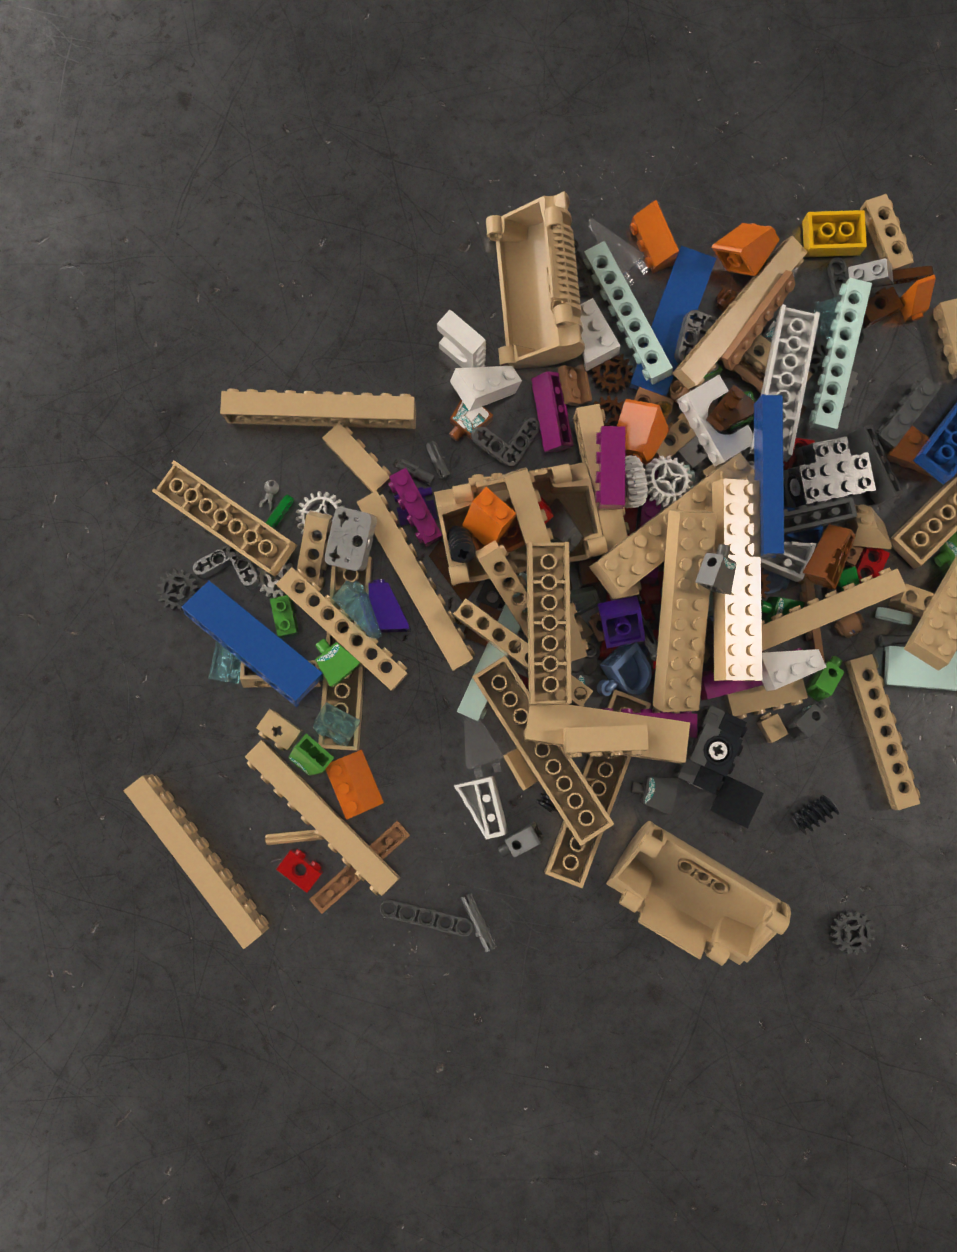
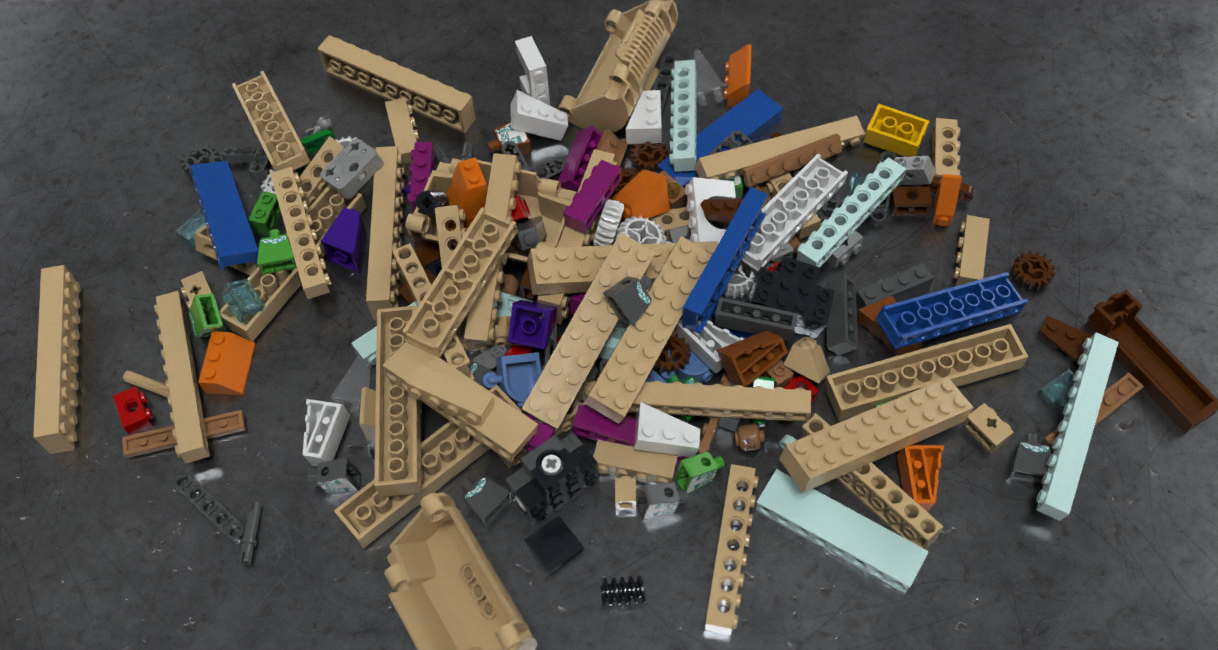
camera: 30 degrees right, 25 degrees down
(357, 605) = (322, 217): clear light blue slope -> none
(746, 248) = (811, 110): orange slope -> none

